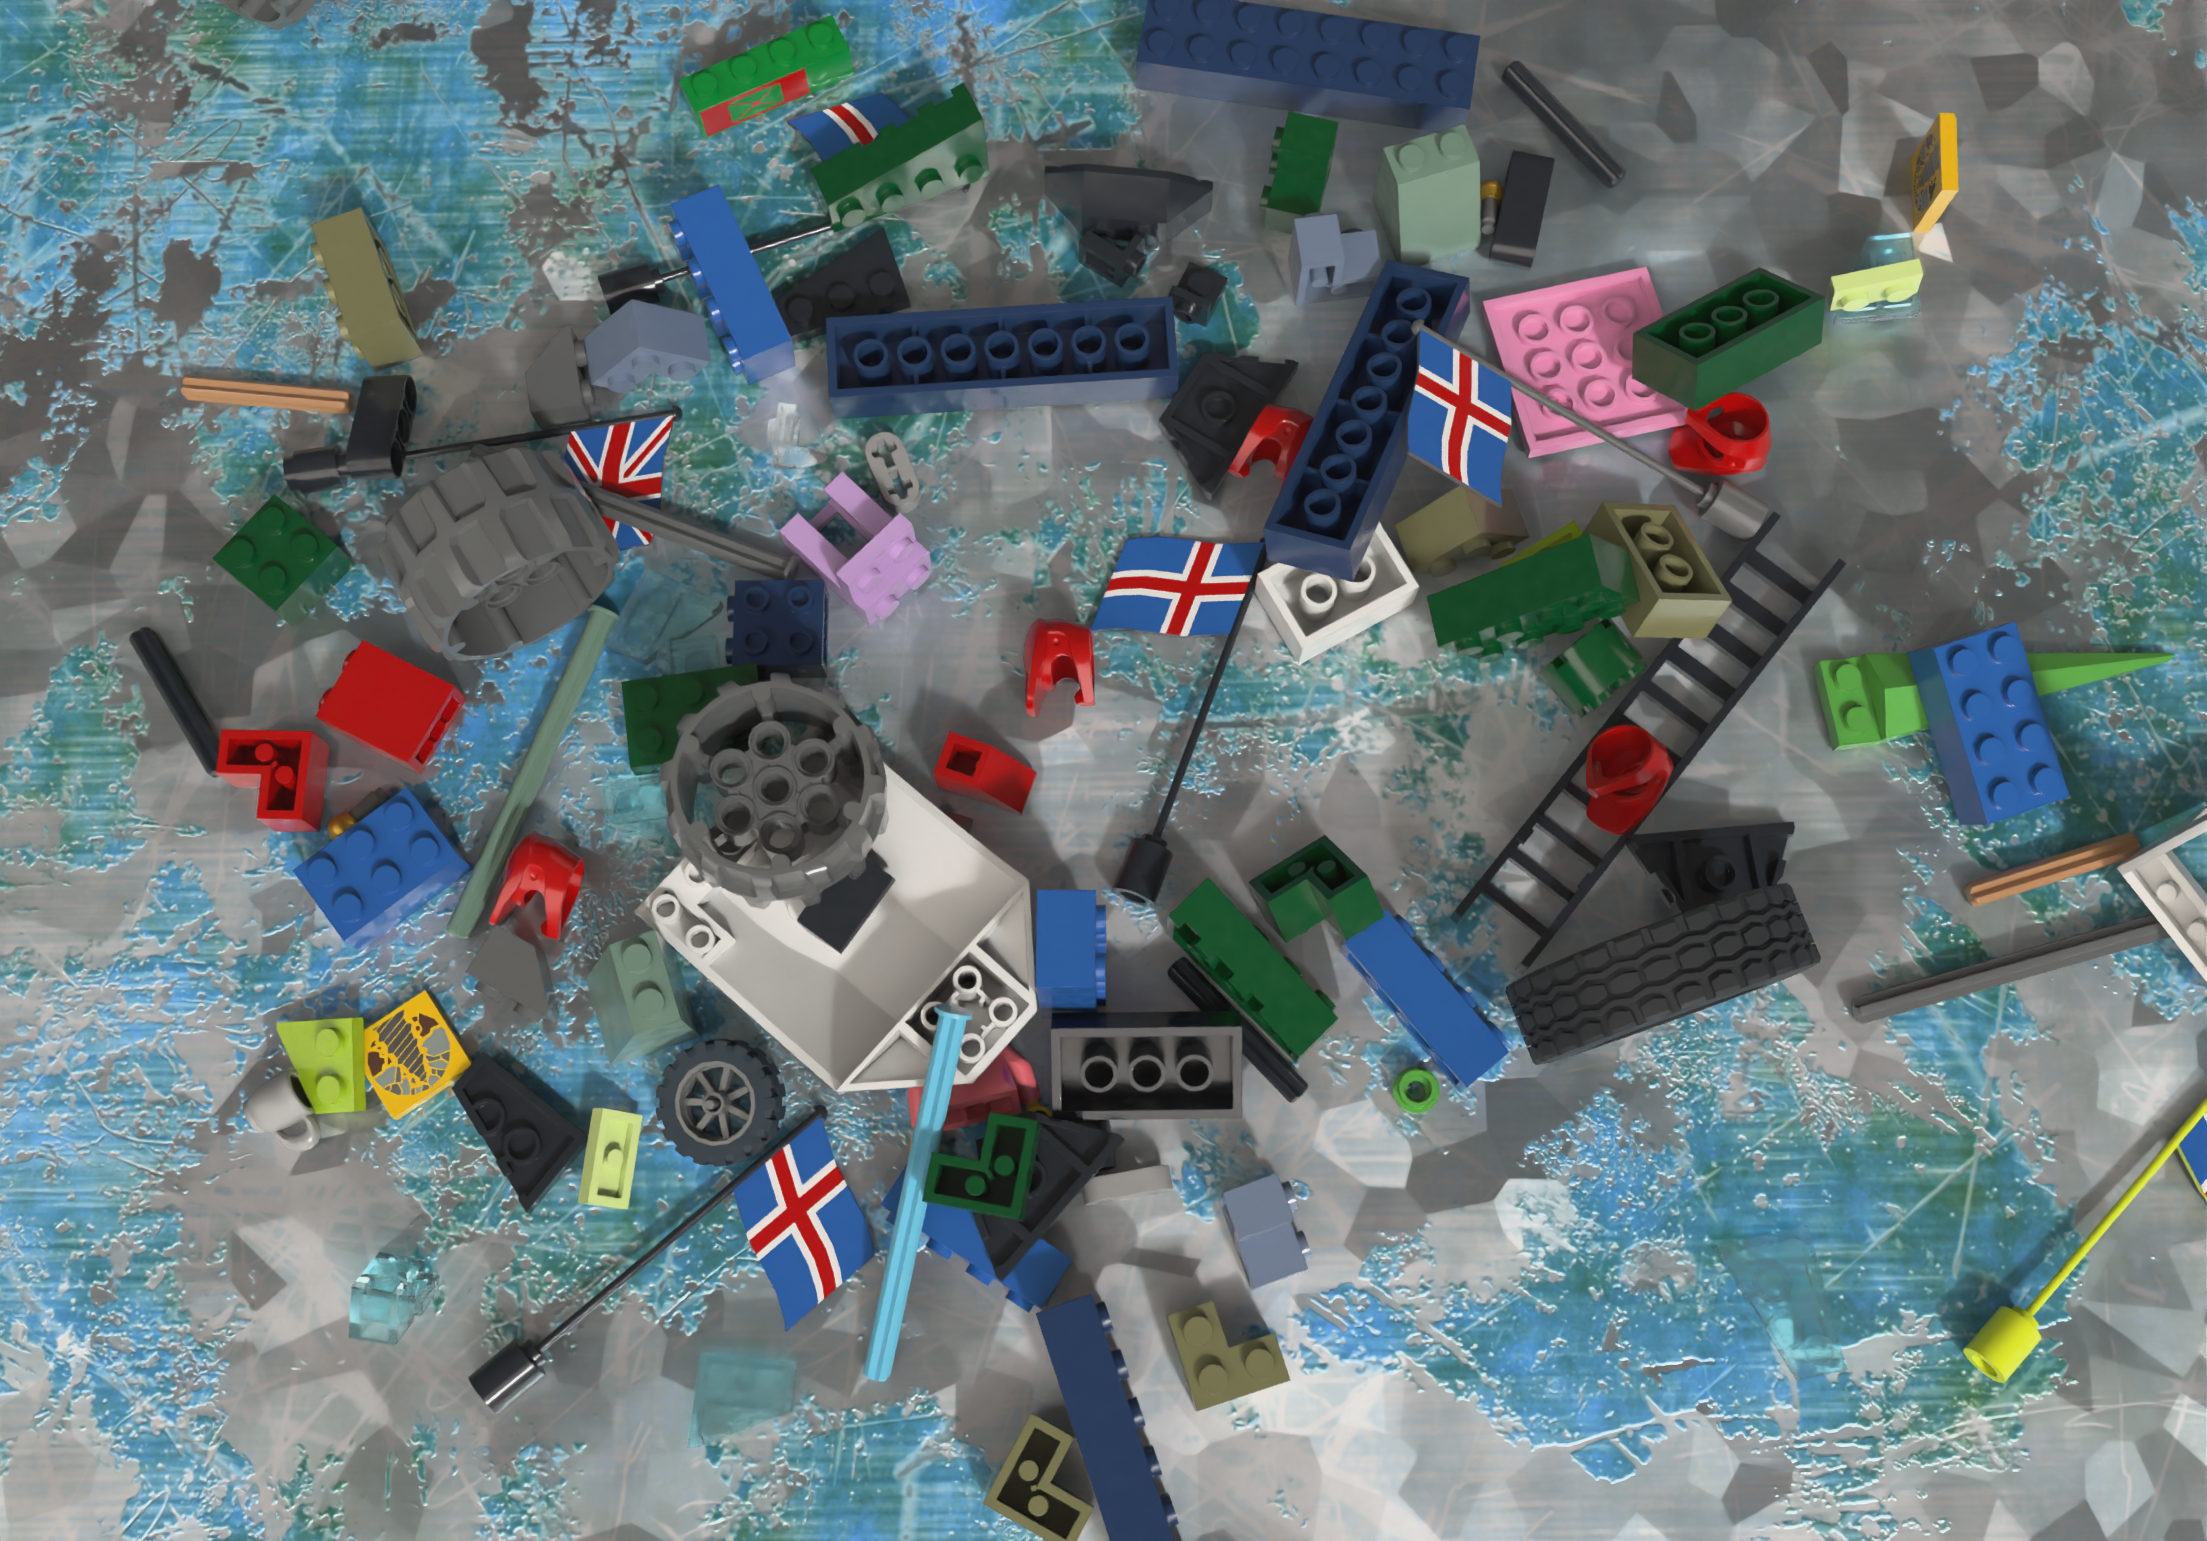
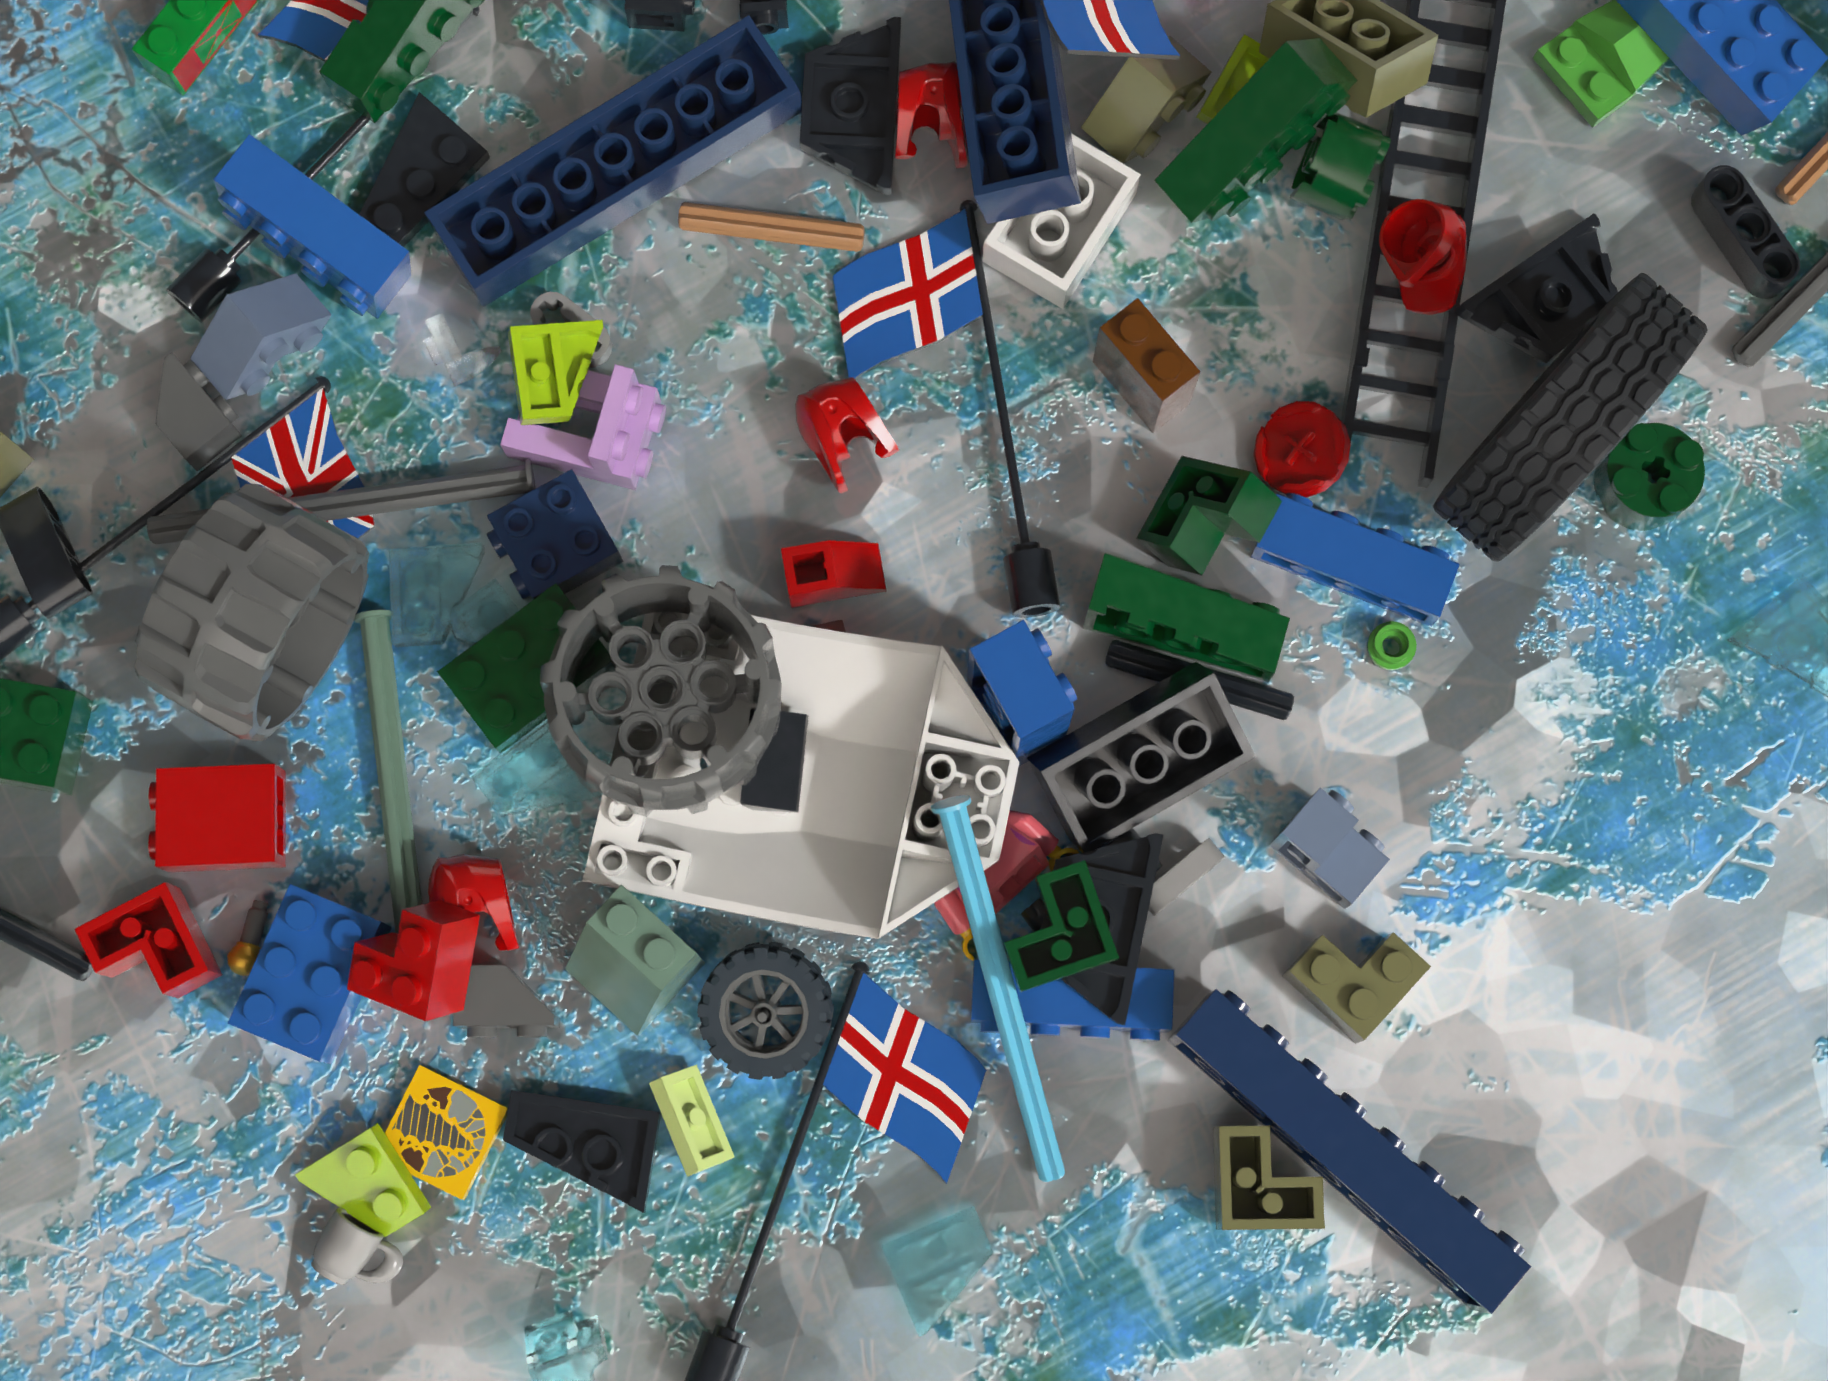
camera: 30 degrees left, 5 degrees up
(465, 907) = (422, 966): none -> red brick
(853, 490) = (551, 367): none -> lime wing
(1099, 475) = (771, 226): none -> medium nougat axle
(1335, 743) = (1145, 365): none -> reddish brown brick
(1431, 884) = (1302, 449): none -> red tile
(1743, 1075) = (1674, 465): none -> dark green brick
(1926, 887) = (1745, 210): none -> black beam

